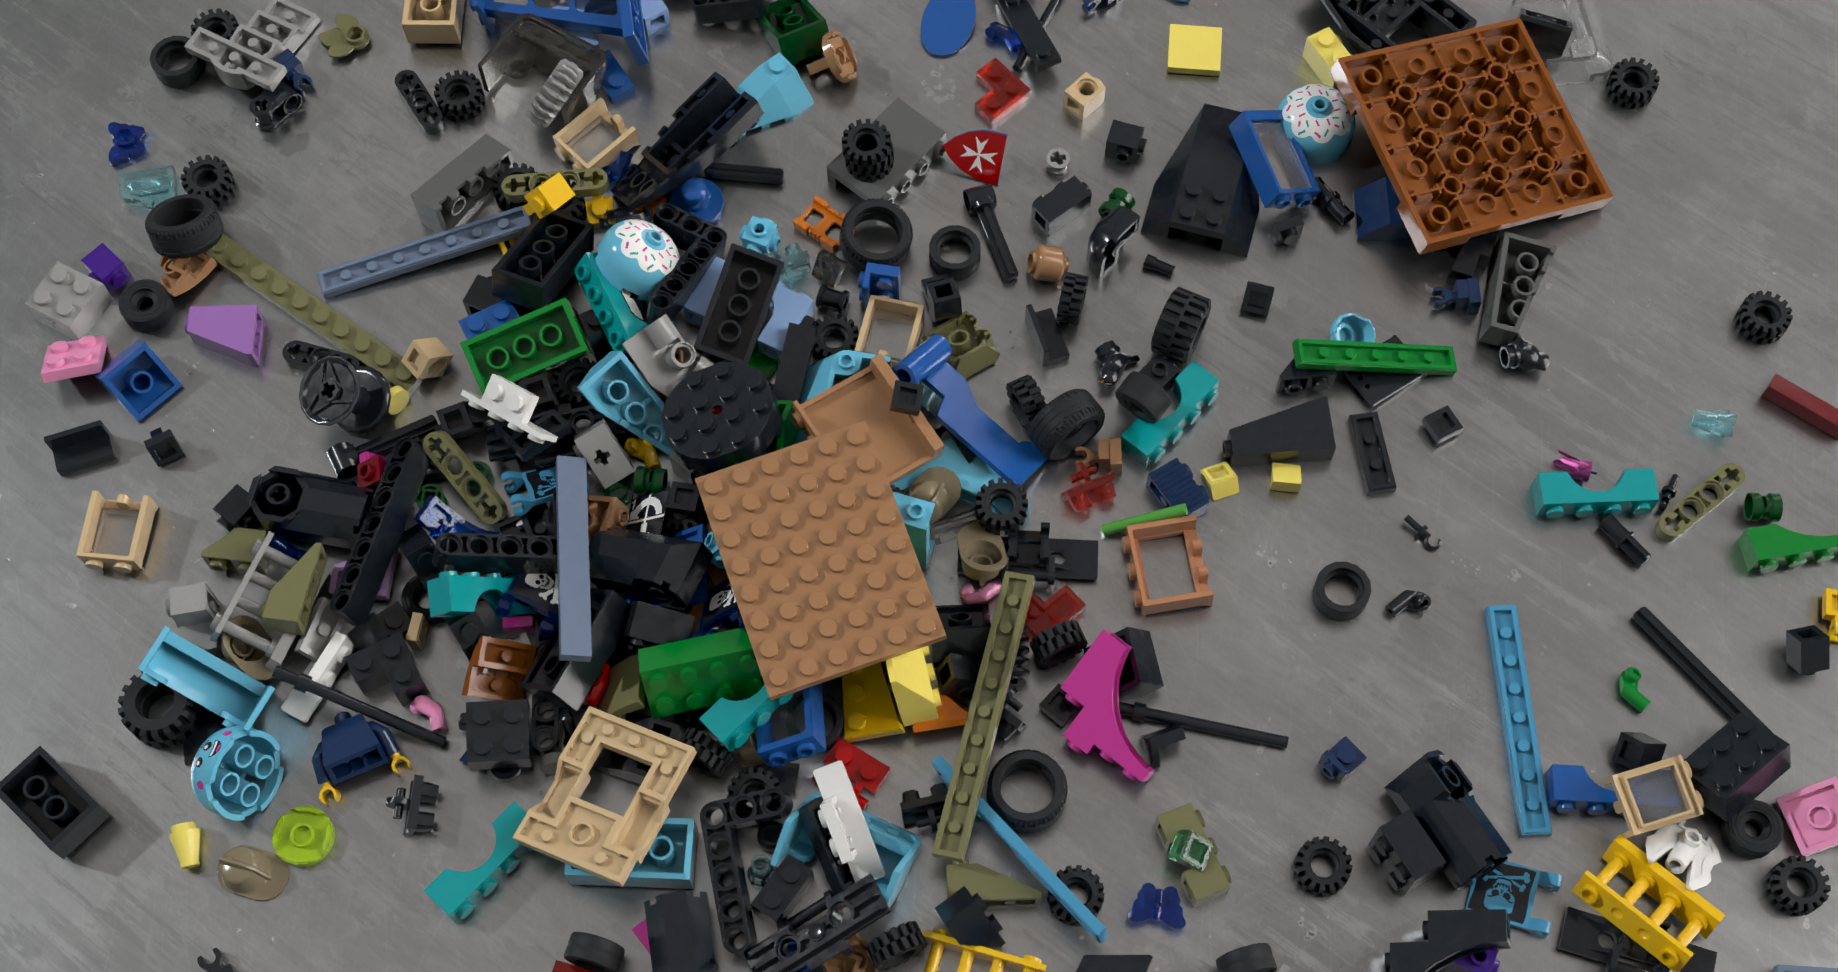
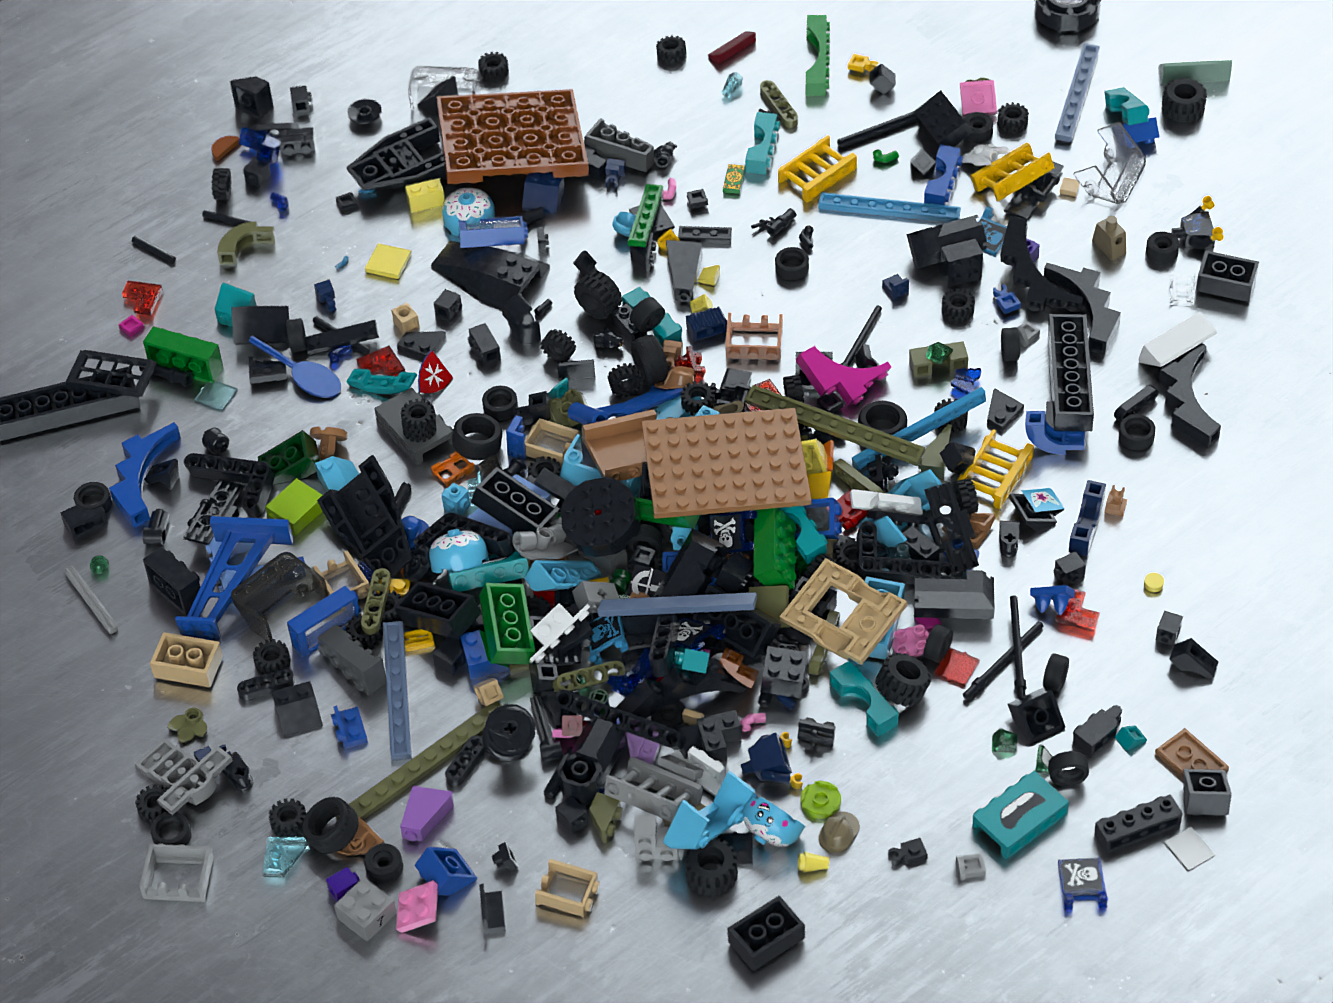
camera: 75 degrees left, 15 degrees down
(110, 55) = (181, 855): none -> light grey window
(126, 143) = (229, 871): clear blue animal -> none
(294, 595) = (659, 767): olive slope -> none
(305, 683) = (725, 766): black bar -> none
(361, 211) = (350, 727): none -> blue bracket
(378, 145) = (297, 708): none -> black slope
(507, 125) = (322, 616): none -> blue window
(525, 936) = (903, 679): none -> black tyre
(548, 196) = (393, 596): yellow brick -> none
(554, 93) = (300, 588): light grey gear -> none
(598, 787) = (820, 653): none -> olive beam
(604, 912) = (910, 640): none -> bright pink dish
(710, 50) = (296, 504): none -> lime brick
(899, 774) = (853, 477): none -> olive beam
(907, 398) = (620, 415): black plate -> none
(959, 94) = (381, 384): none -> teal slope
(981, 202) = (466, 383): black axle -> none
(999, 323) = (560, 389): none -> teal slope
(1044, 476) = (677, 378): none -> medium nougat piece
(1047, 263) = (525, 357): medium nougat head -> none
(1048, 128) = (421, 342): none -> black wing
(1063, 156) = (448, 338): light grey bush -> none
(1117, 197) = (494, 316): dark green wheel -> none
(1162, 514) = (721, 339): bright green bar -> none
(1340, 404) = (669, 235): none -> yellow tile
(1354, 946) = (1006, 301): none -> blue plate
(1429, 558) = (781, 222): none -> black pin
(1457, 383) = (672, 186): none -> bright pink arm
(1506, 469) = (734, 178): none -> tile
(1560, 615) = (820, 181): none -> yellow fence
(1580, 469) = (742, 147): flat silver piece -> none
(1624, 540) = (793, 138): black axle -> none
(1656, 795) = (954, 150): window -> none
(1763, 507) = (791, 77): dark green wheel -> none

